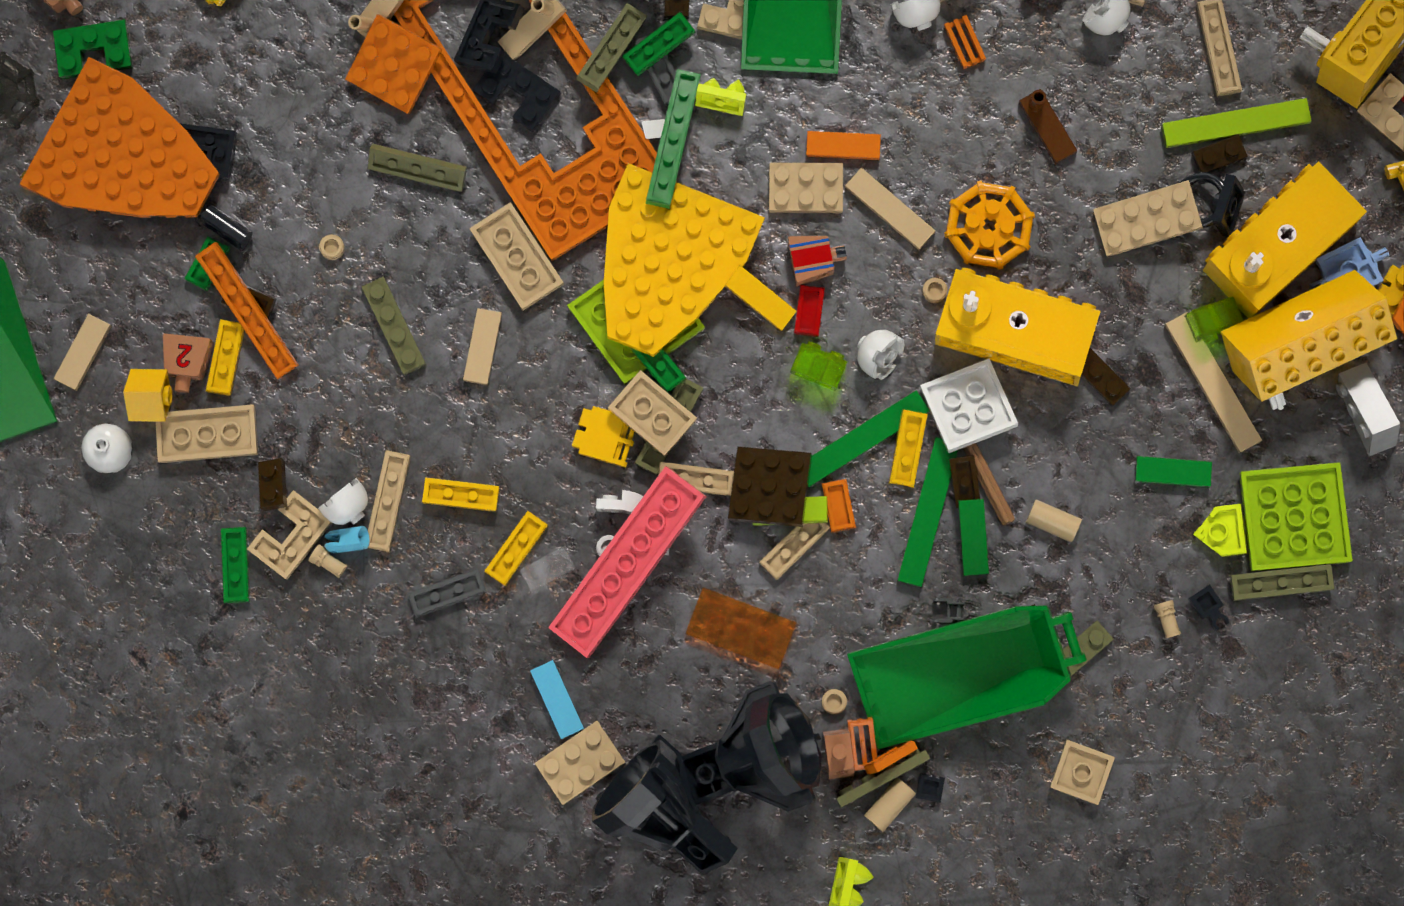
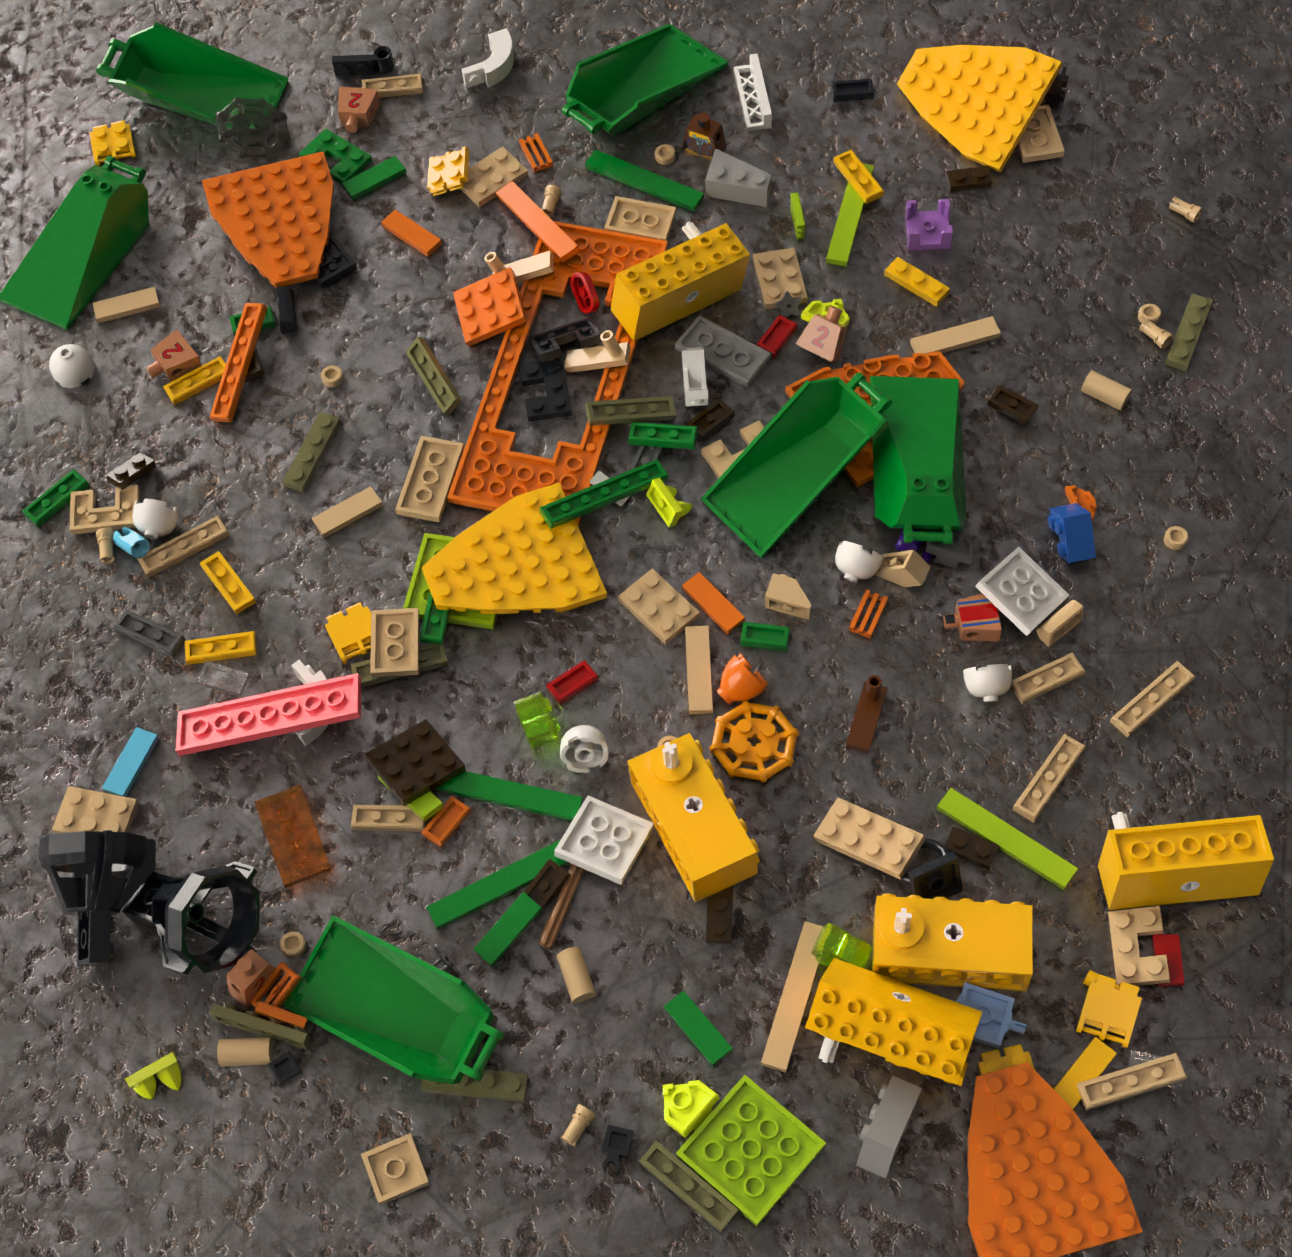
camera: 45 degrees right, 20 degrees down
(148, 395) = (125, 353): yellow head -> none
(151, 37) = (374, 178): none -> green tile
(207, 434) = (133, 409): tan plate -> none
(244, 58) = (411, 233): none -> orange tile
(704, 479) = (377, 713): tan tile -> none
(760, 298) = (547, 640): yellow tile -> none
(813, 258) = (610, 650): torso -> none
(894, 86) = (787, 597): none -> tan slope
(908, 448) = (532, 828): yellow tile -> none
(909, 134) = (765, 636): none -> green tile
(935, 188) = (739, 682): none -> orange piece

